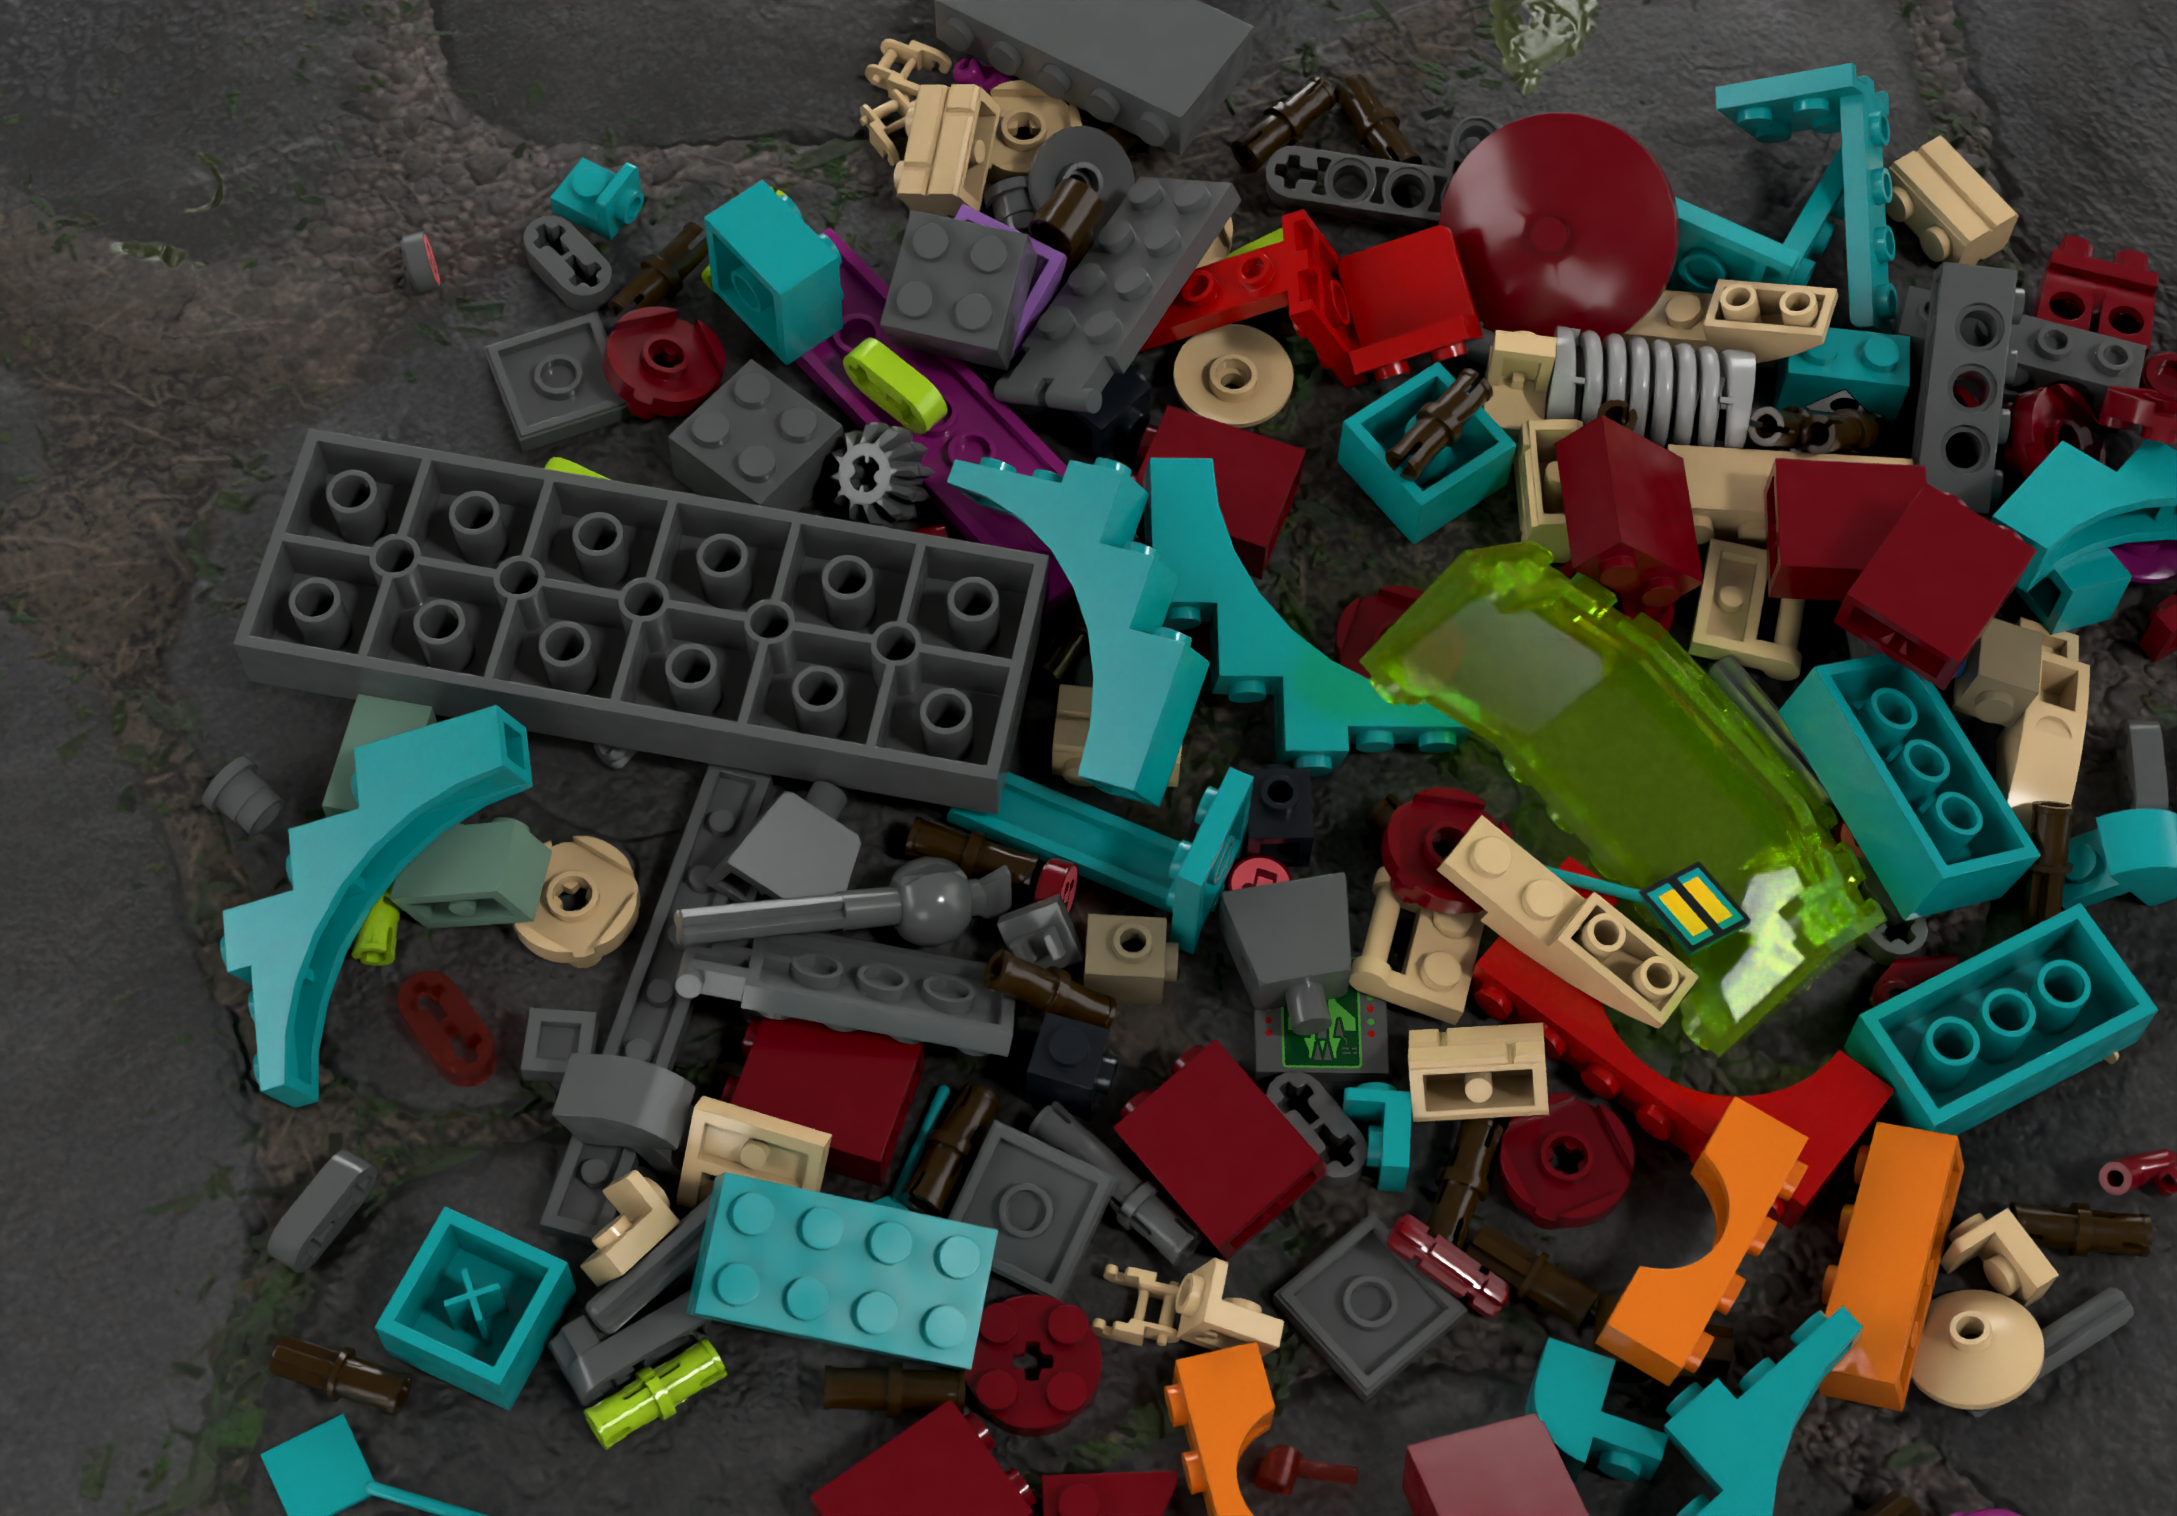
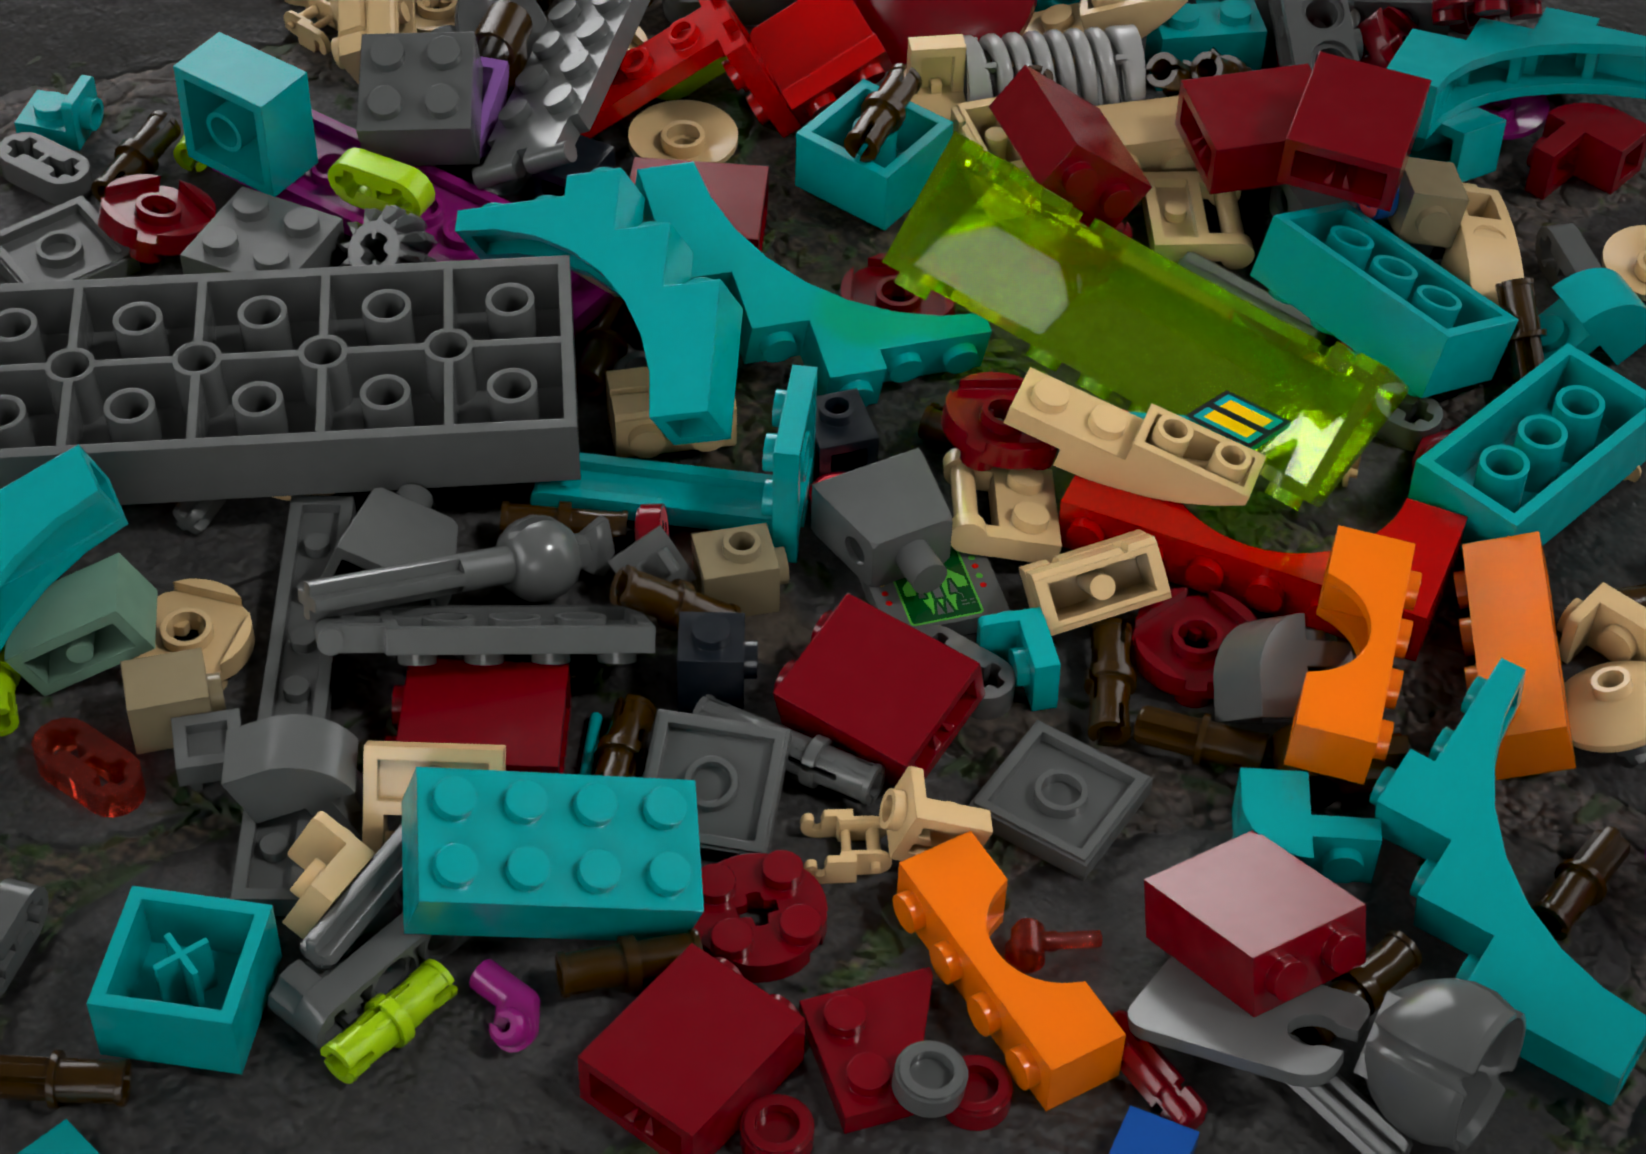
camera: 15 degrees left, 15 degrees down
(535, 975) = (165, 689): none -> dark tan brick
(777, 1405) = (515, 1006): none -> magenta arm
(1448, 1266) = (1123, 742): dark red axle -> none
(1616, 1223) = (1265, 666): none -> dark grey brick

